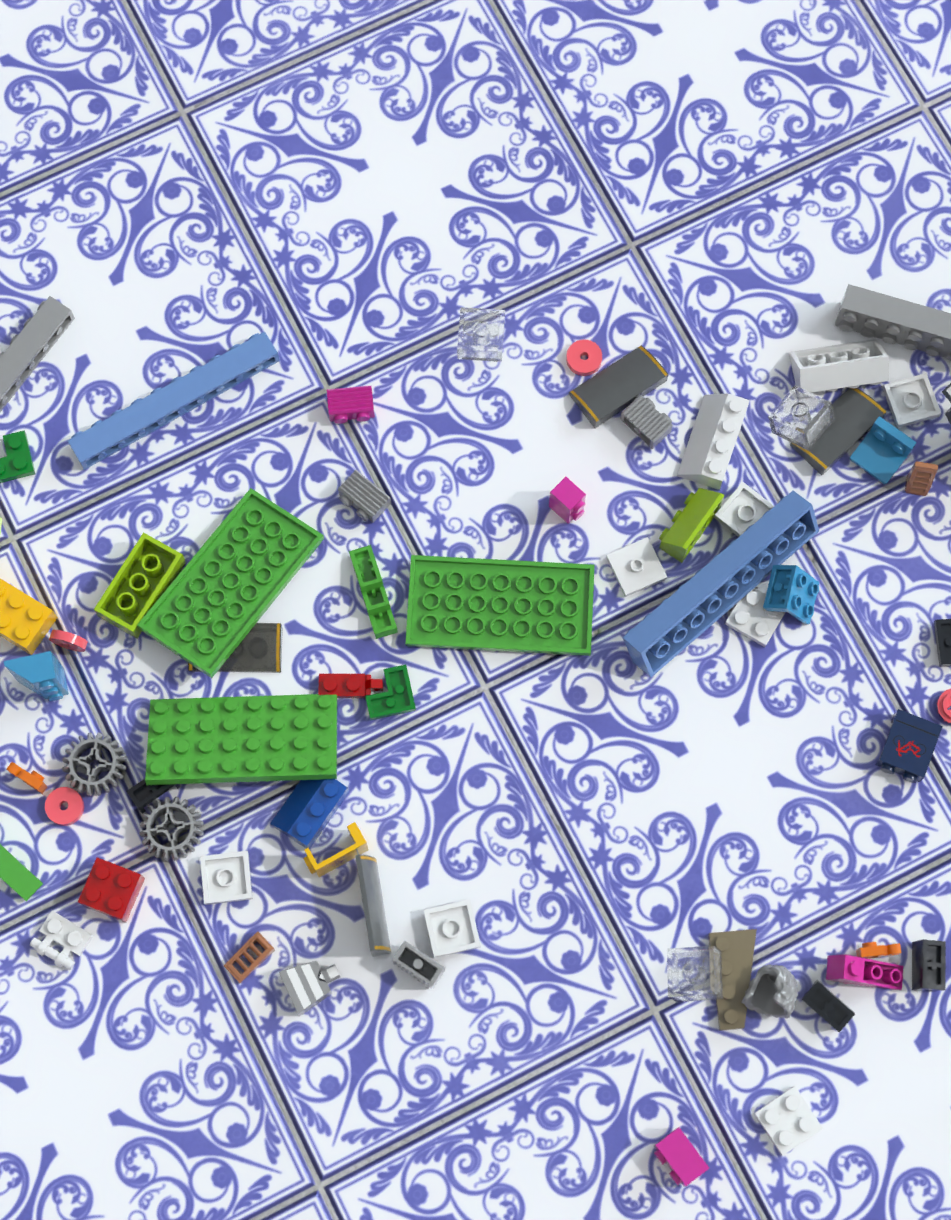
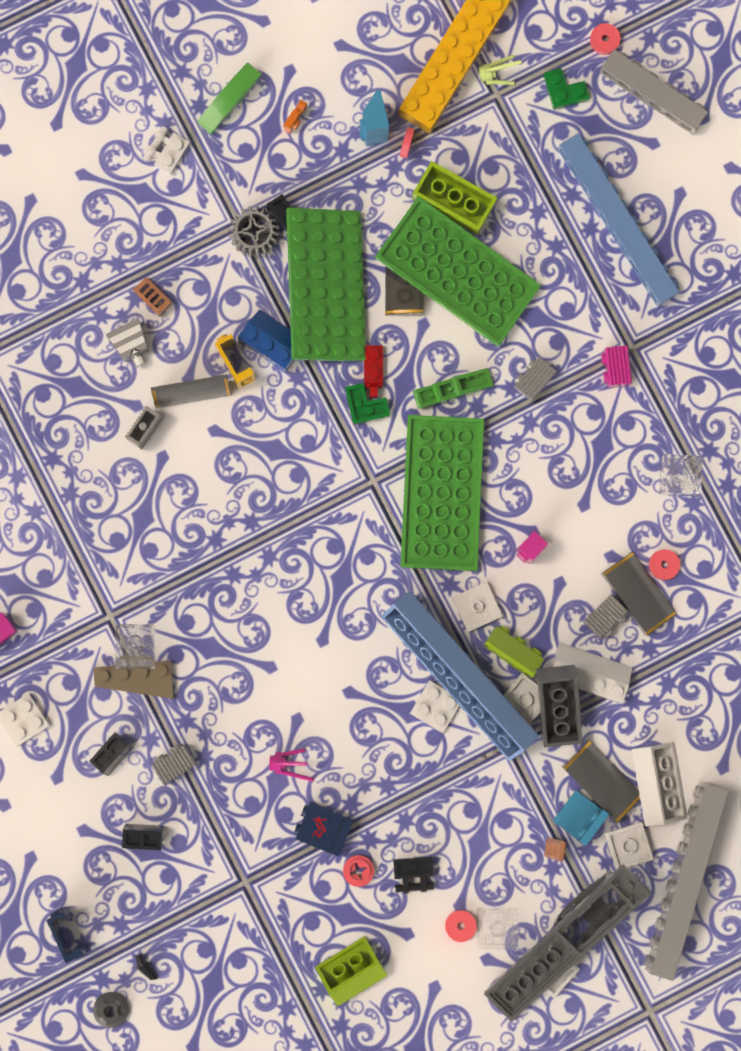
camera: 80 degrees right, 10 degrees up
(57, 798) = (276, 155): coral piece -> none
(95, 754) = (299, 168): light grey gear -> none
(111, 889) = (204, 186): red brick -> none
(226, 877) = (215, 276): white plate -> none
(452, 928) = (174, 455): white plate -> none
(755, 468) = (559, 706): none -> dark grey brick
(772, 992) = (121, 708): light grey hair -> none
(791, 592) = (453, 735): dark azure bracket -> none
(801, 417) = (608, 748): clear brick -> none
(832, 799) = (278, 762): none -> dark pink plant
(837, 927) = (173, 764): none -> light grey brick
(864, 972) = (138, 784): dark pink slope -> none
(871, 950) = (155, 790): orange plate -> none

